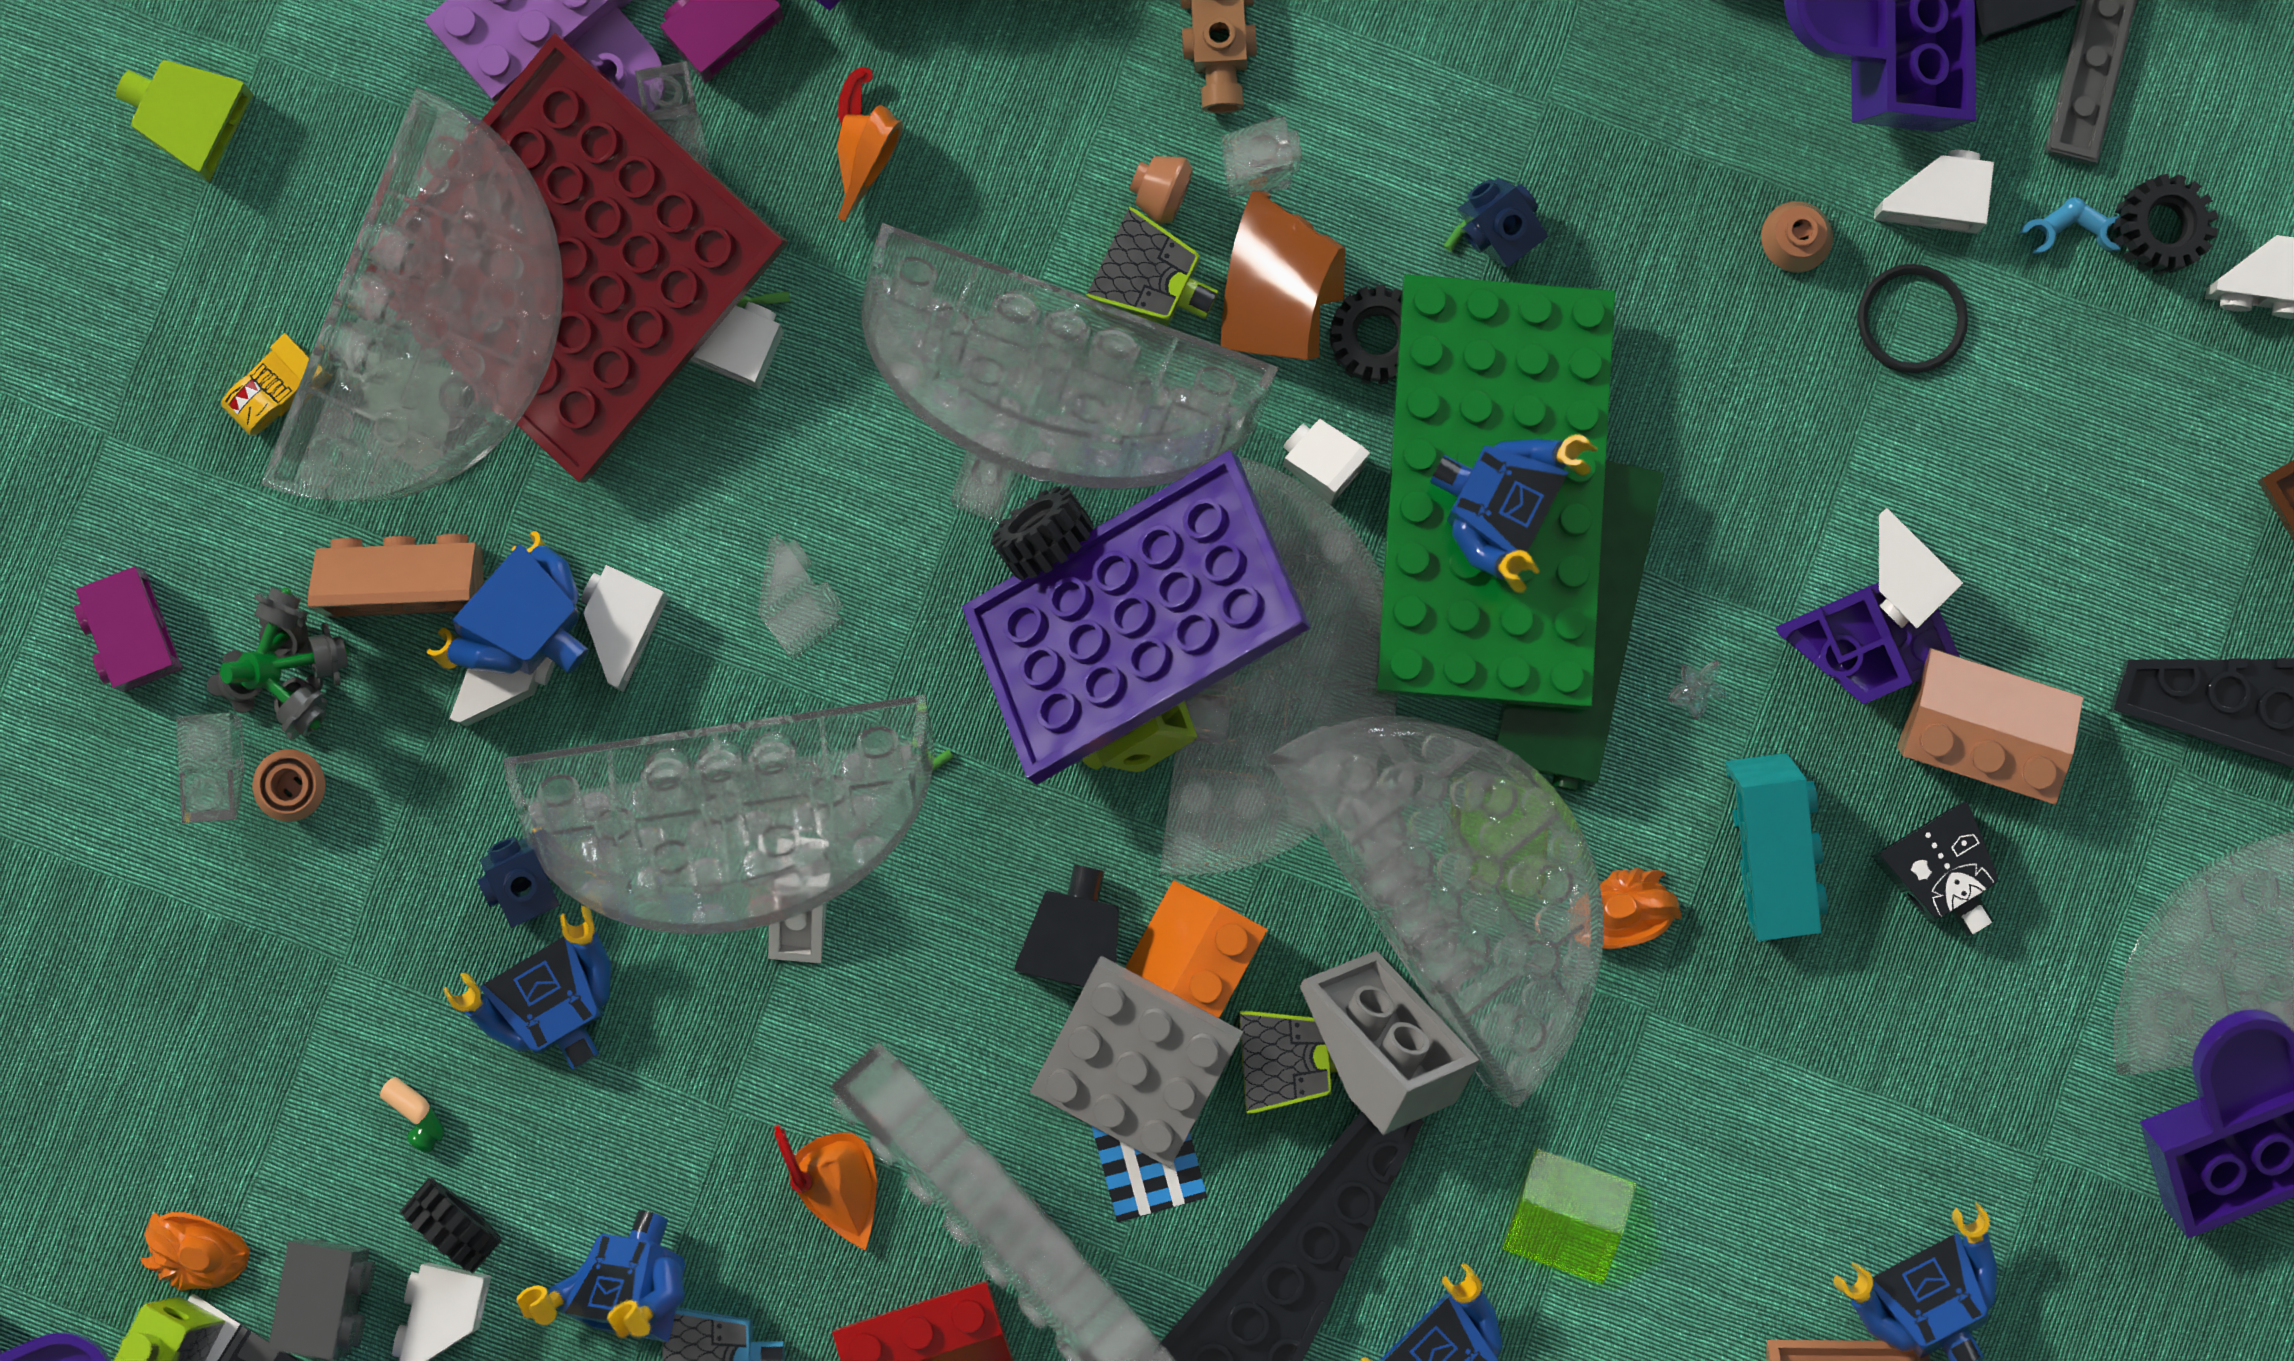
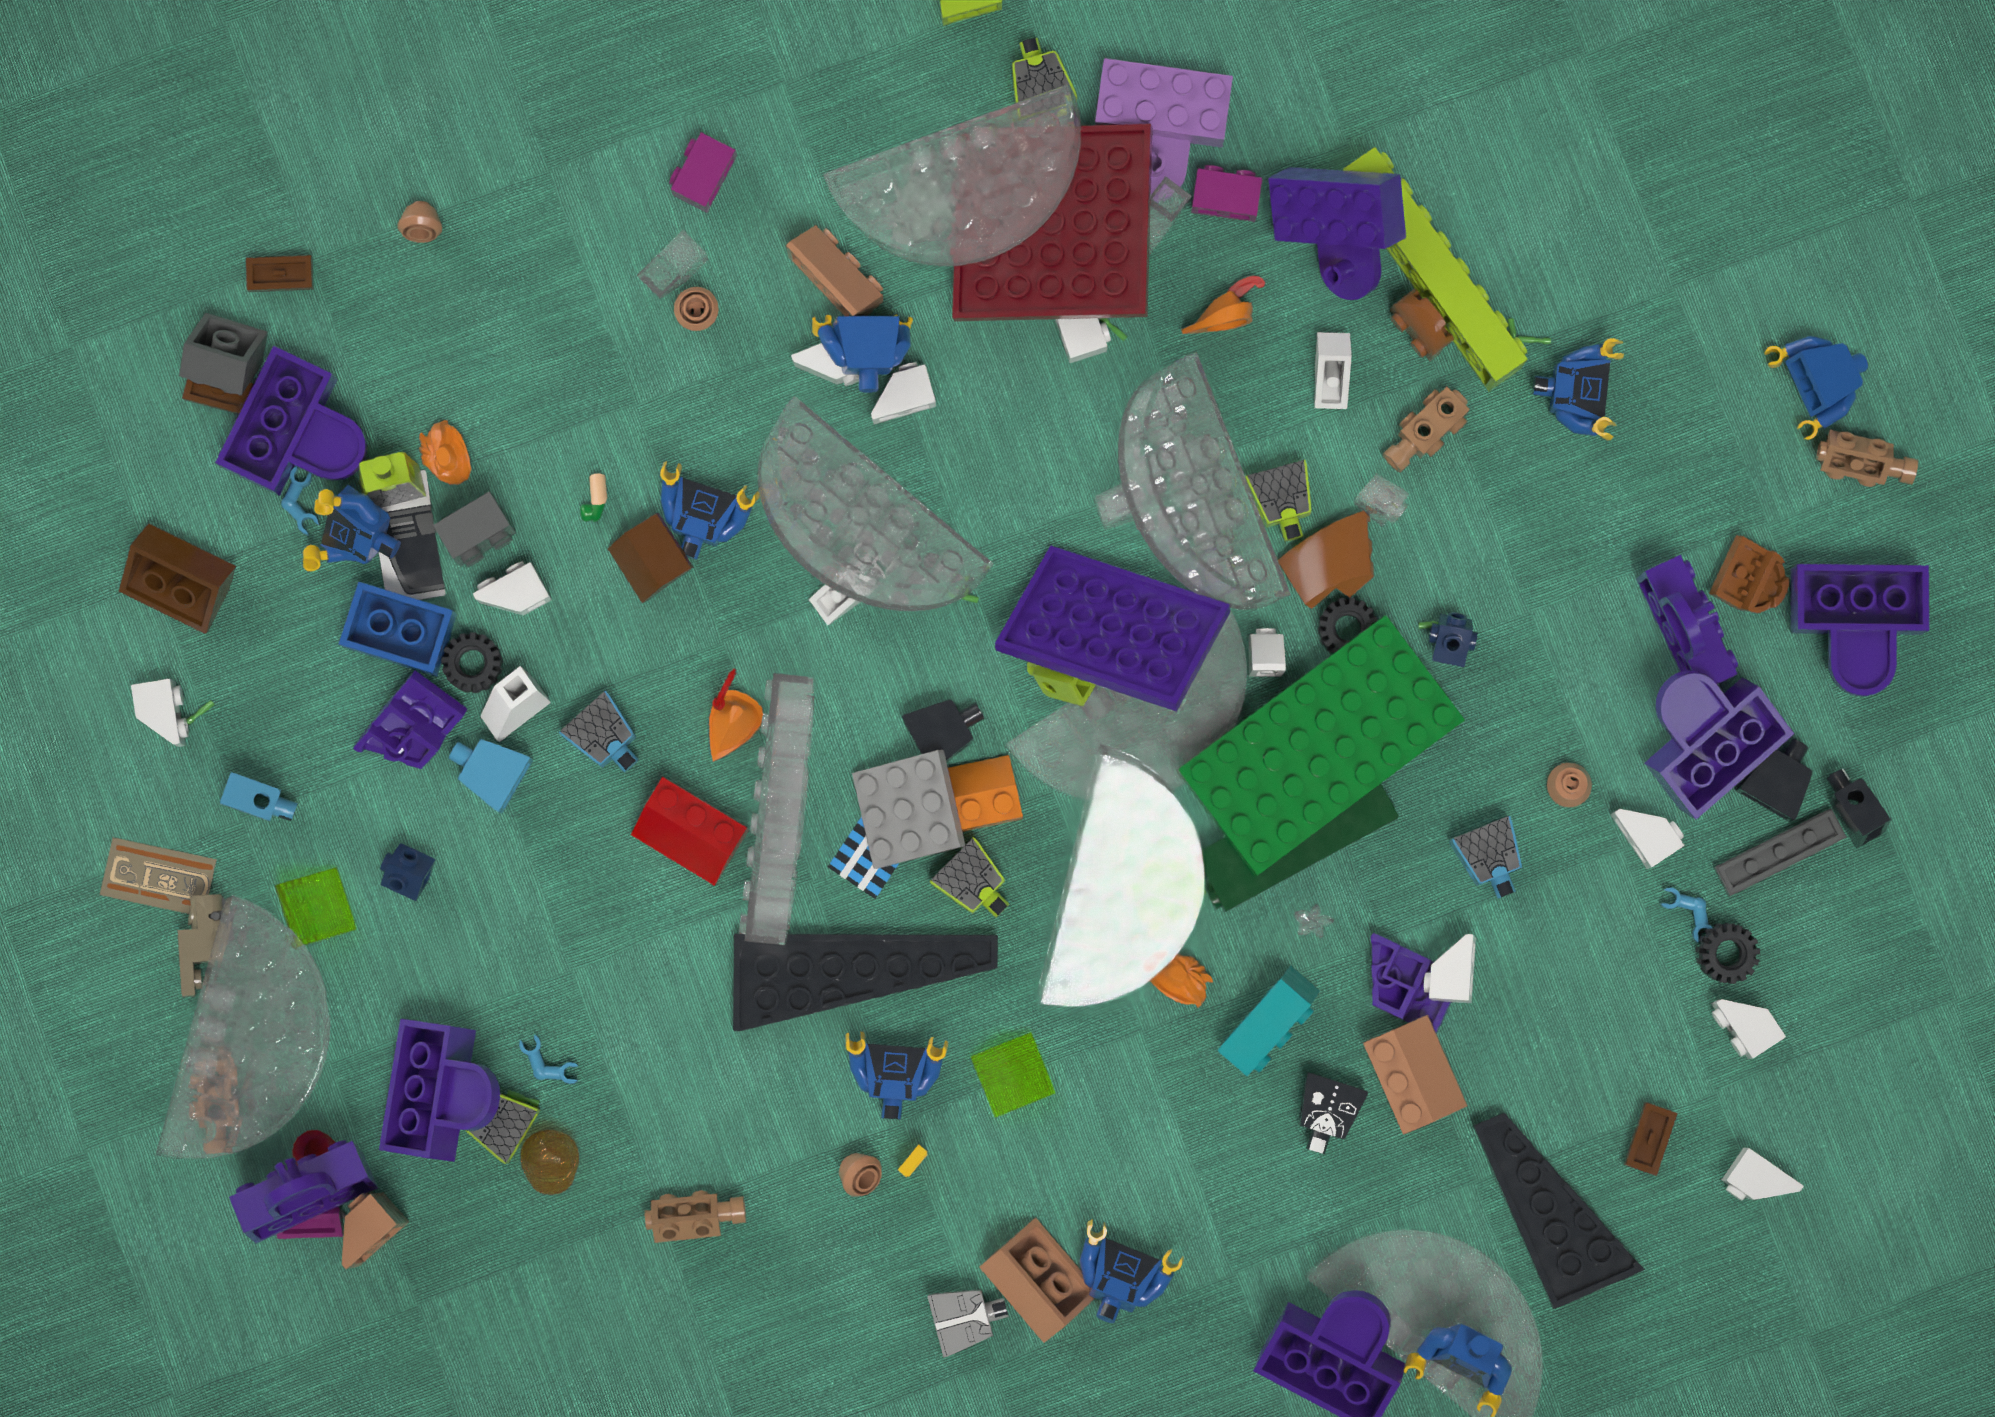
camera: 50 degrees right, 0 degrees up
(268, 387) = (871, 137): yellow leg -> none
(282, 635) = (761, 245): dark grey plant -> none
(367, 116) = (1037, 71): none -> torso
(450, 1225) = (559, 560): black tyre -> none
(519, 897) = (736, 459): dark blue brick -> none
(545, 1109) = (650, 557): none -> reddish brown slope
(621, 1287) = (598, 663): torso -> none
(792, 603) = (982, 466): clear slope -> none
(1042, 533) = (1116, 552): black tyre -> none
(1048, 80) = (1332, 370): none -> white slope
(1161, 187) = (1329, 466): nougat cone -> none
(1387, 1042) = (1018, 917): light grey slope -> none
(1507, 500) = (1318, 752): torso -> none
(1801, 404) = (1490, 855): none -> torso
(1940, 278) = (1571, 903): black tyre -> none

